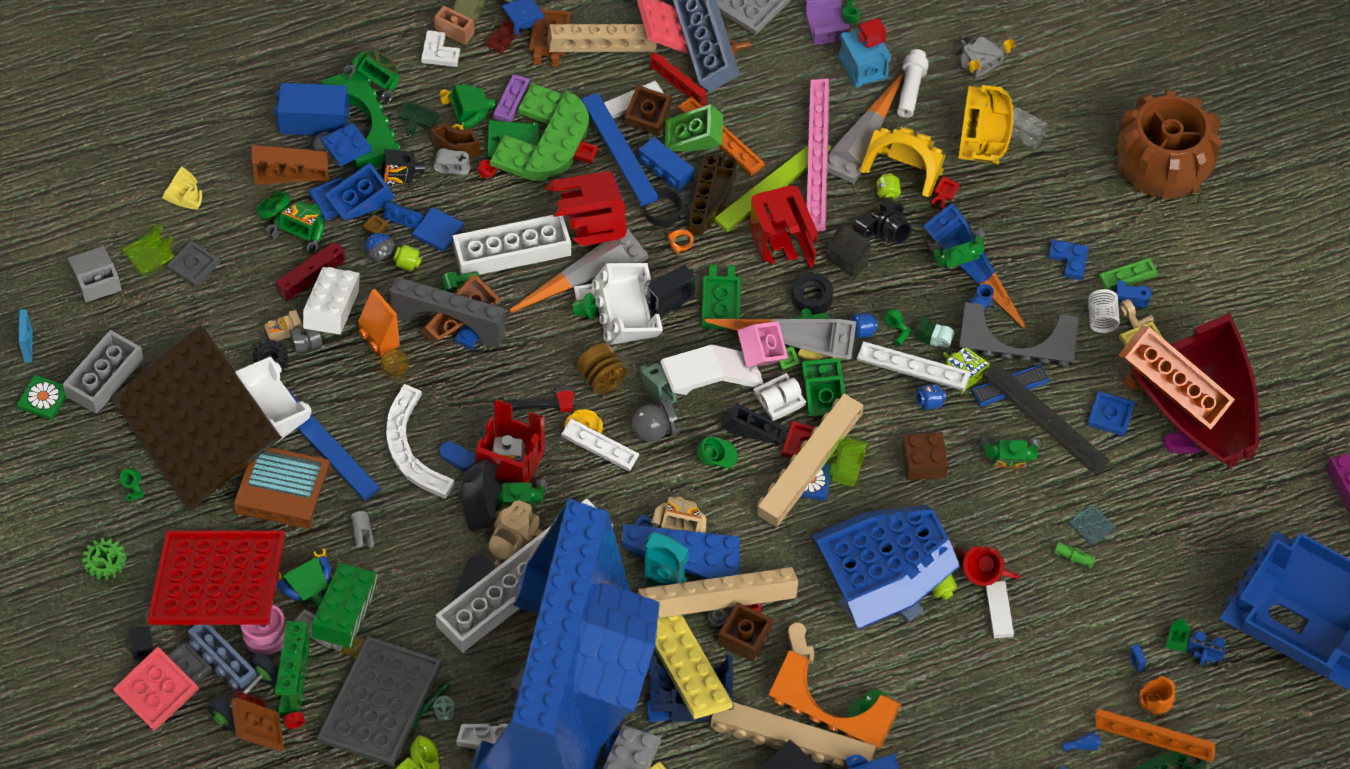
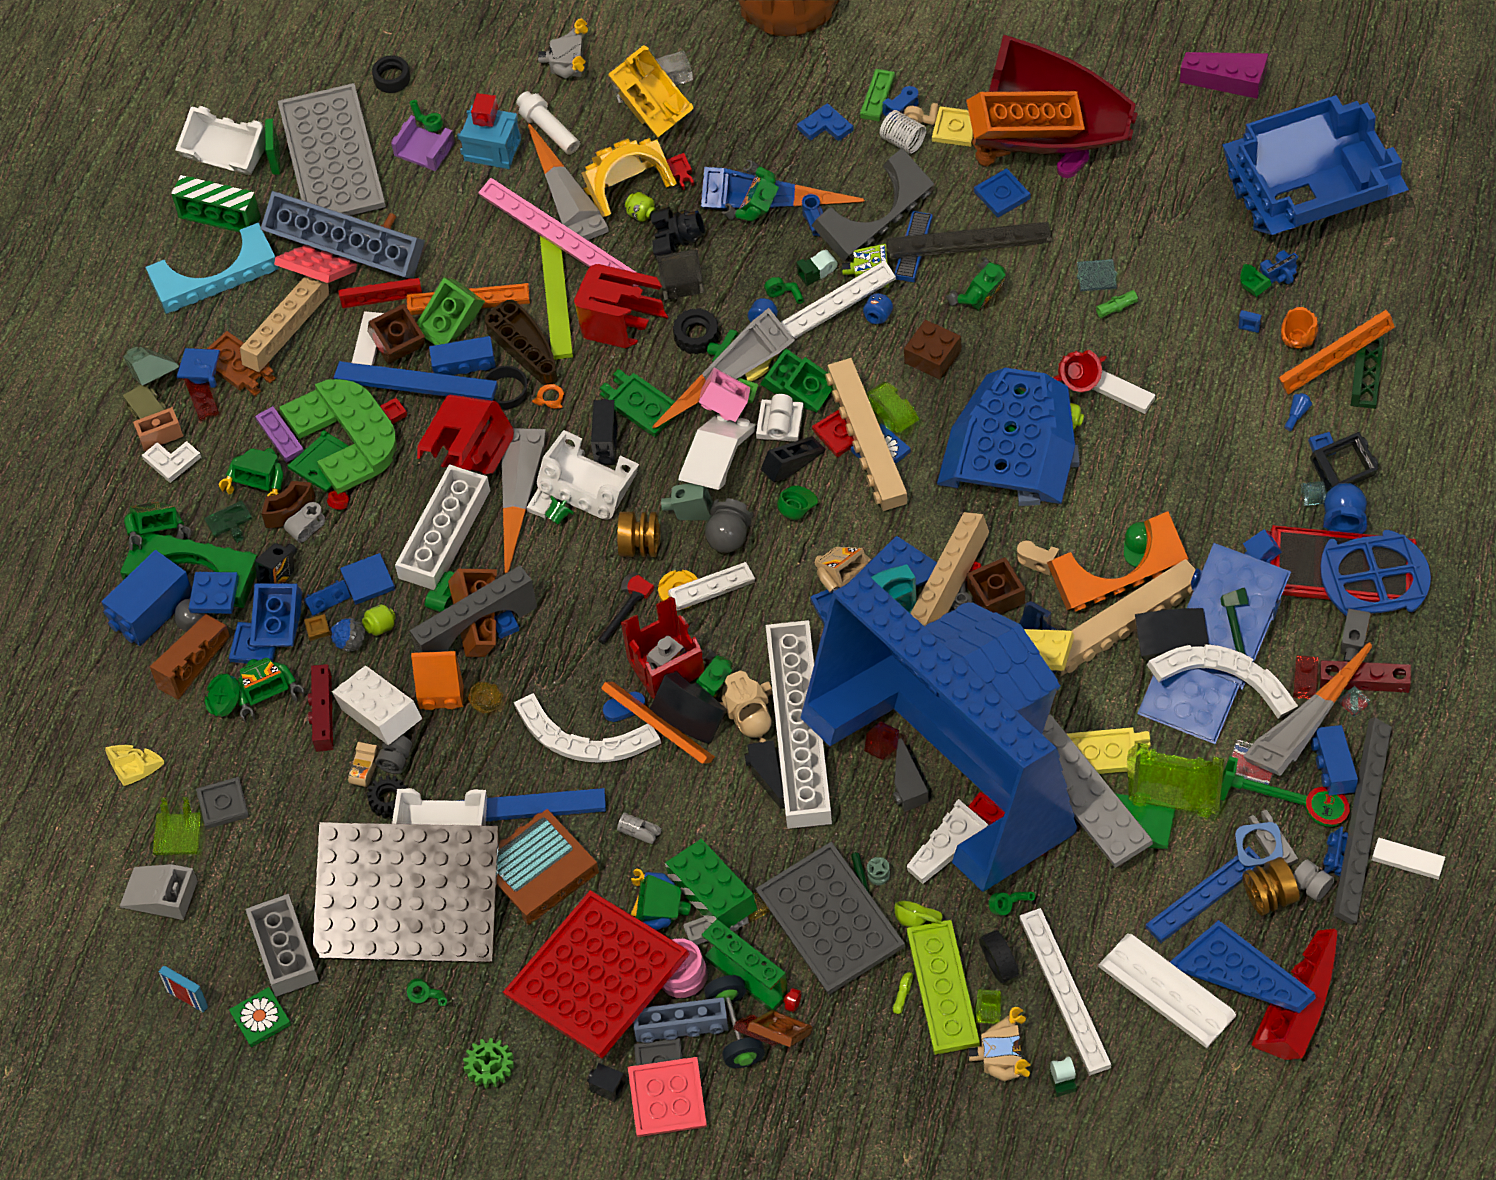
camera: 45 degrees left, 0 degrees up
(456, 471) = (657, 723): none -> orange tile

